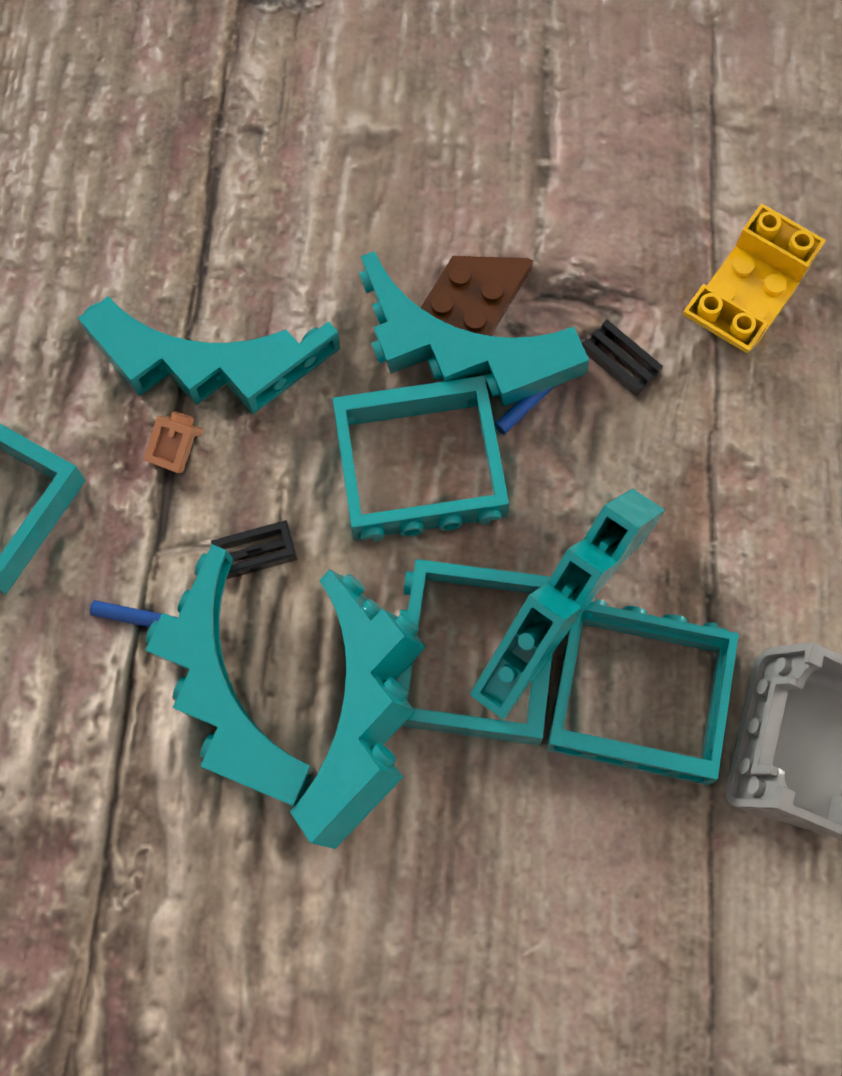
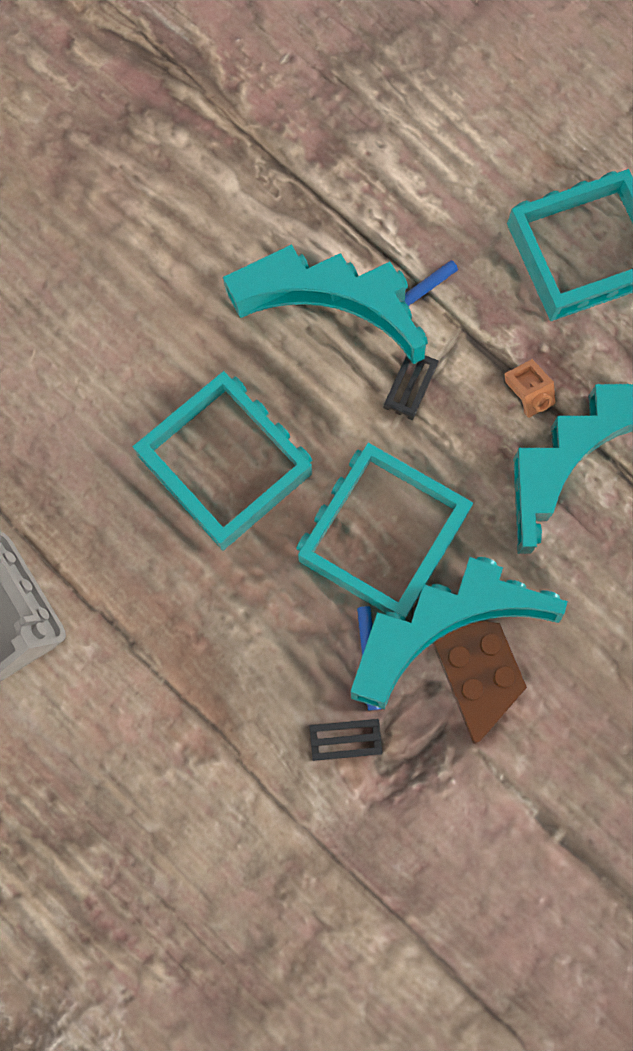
camera: 130 degrees right, 5 degrees up
(374, 706) = (239, 362): teal arch -> none
(559, 603) = (201, 540): teal arch -> none
(669, 629) = (76, 499): teal window -> none
(755, 279) = (318, 886): yellow slope -> none

